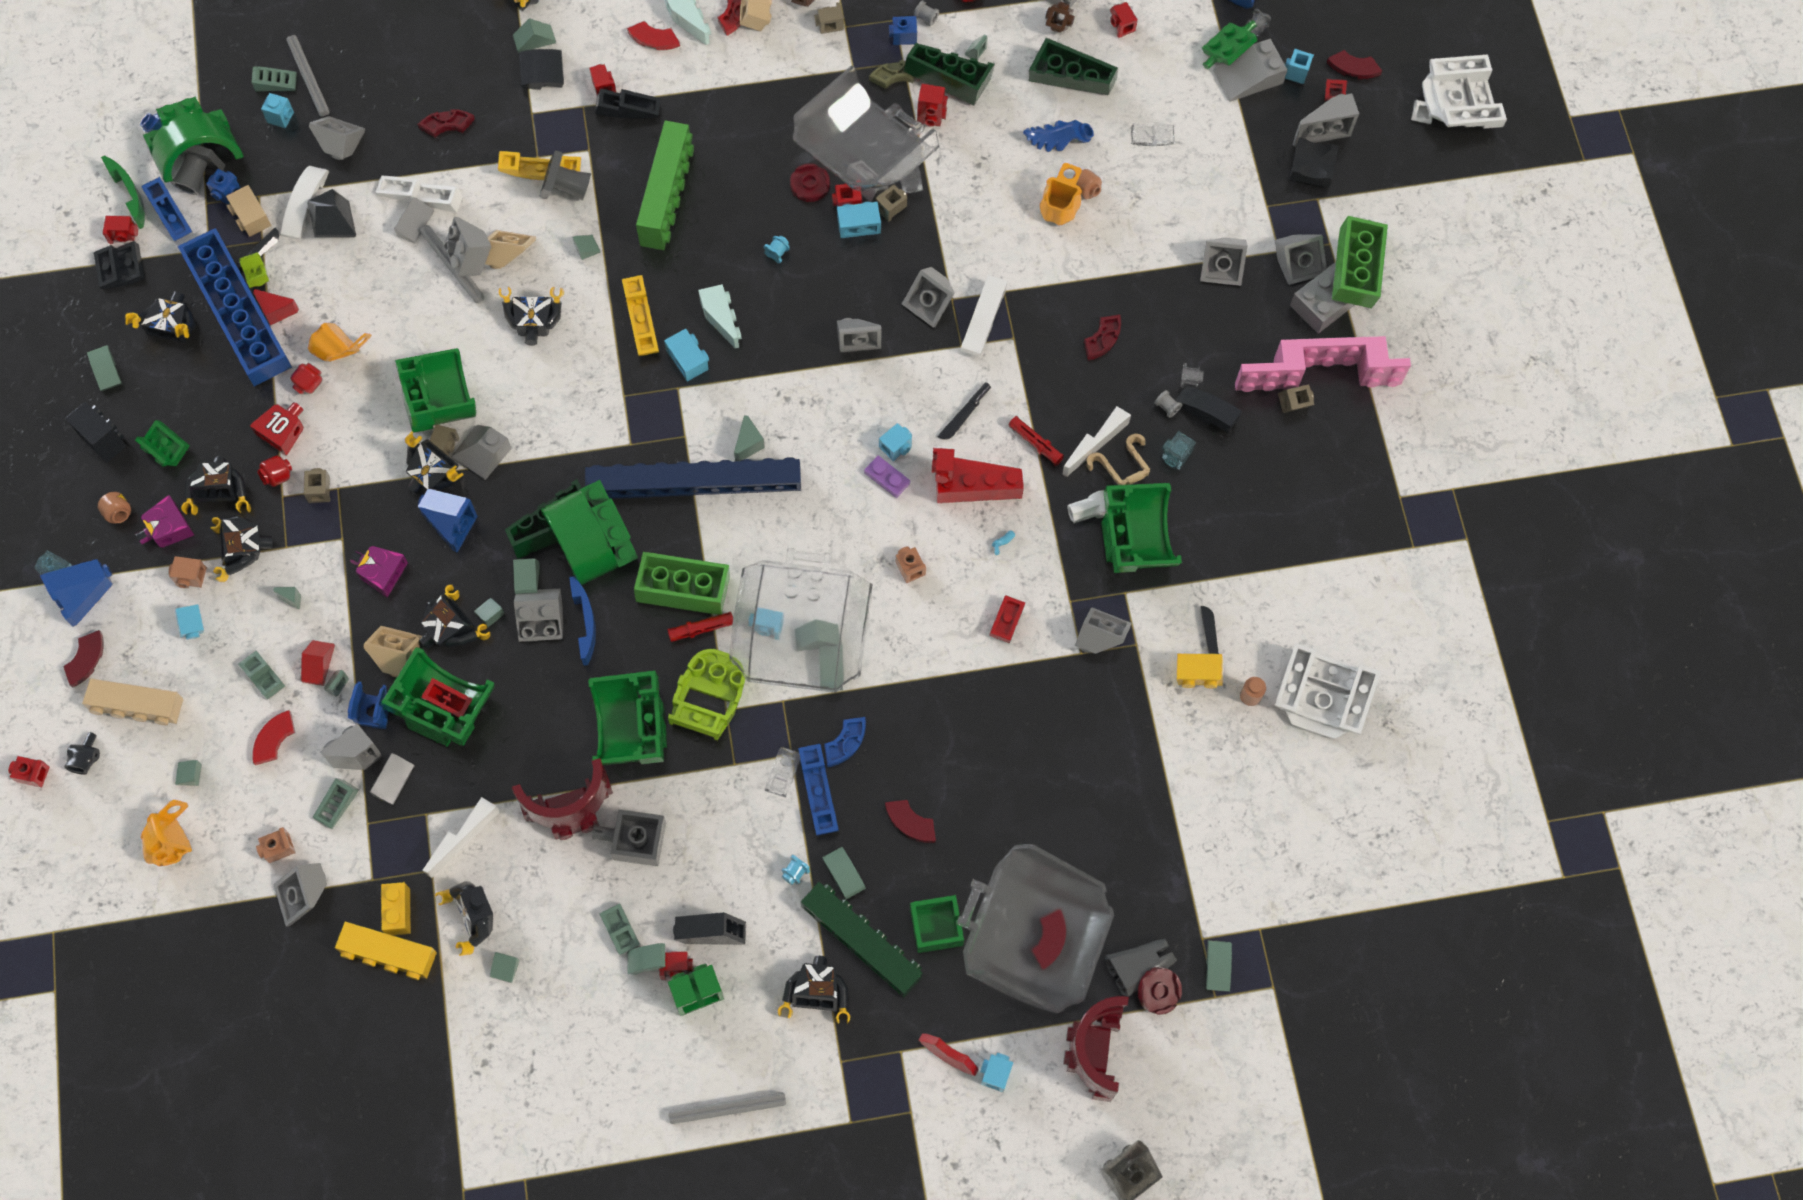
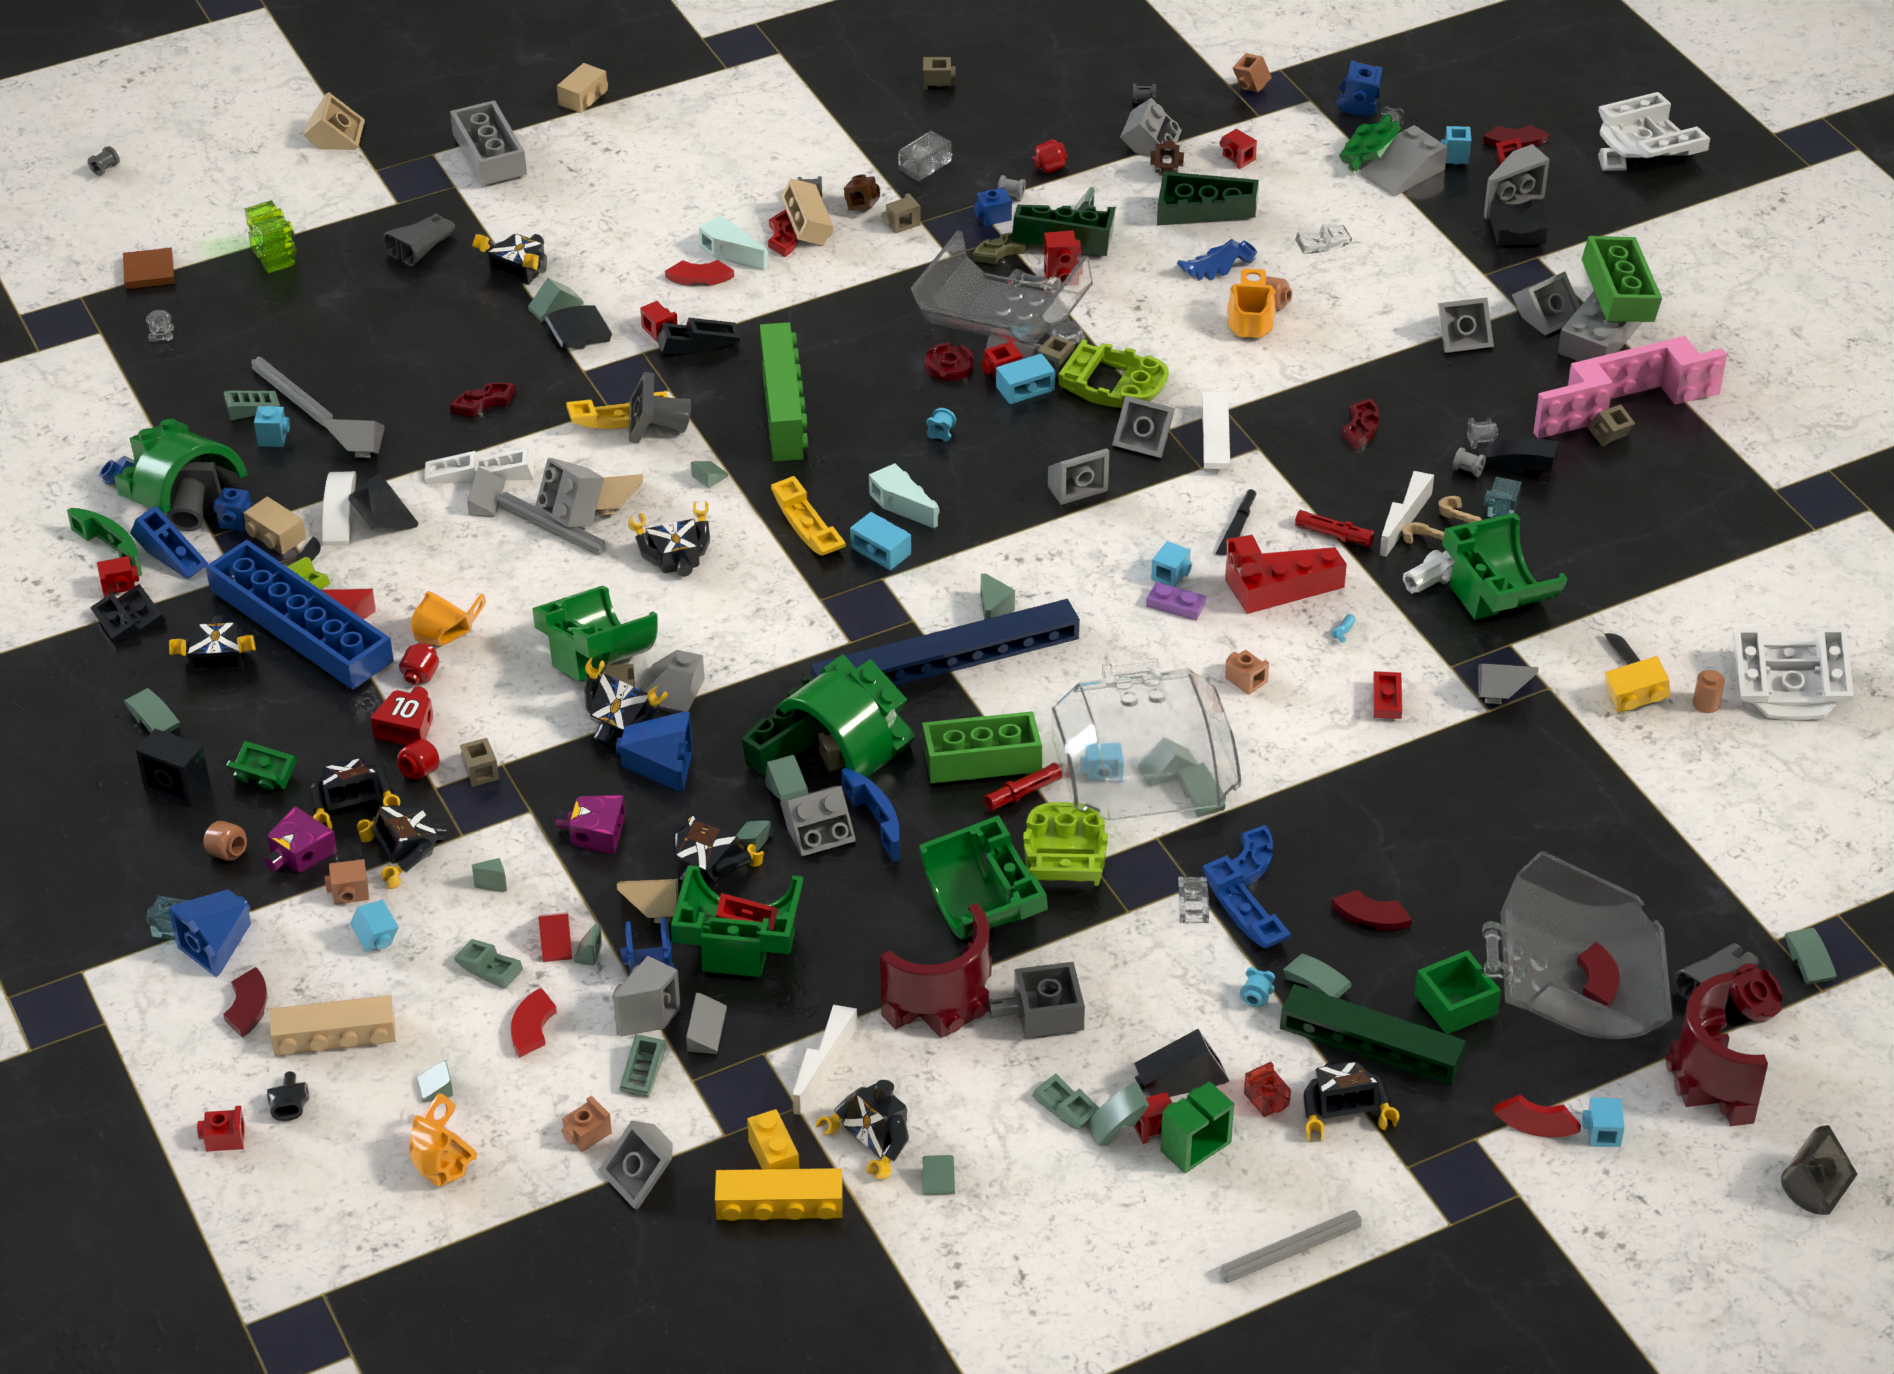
camera: 15 degrees left, 25 degrees down
(760, 957) = (1266, 1090): none -> clear red brick
(944, 250) = (1142, 377): none -> lime slope

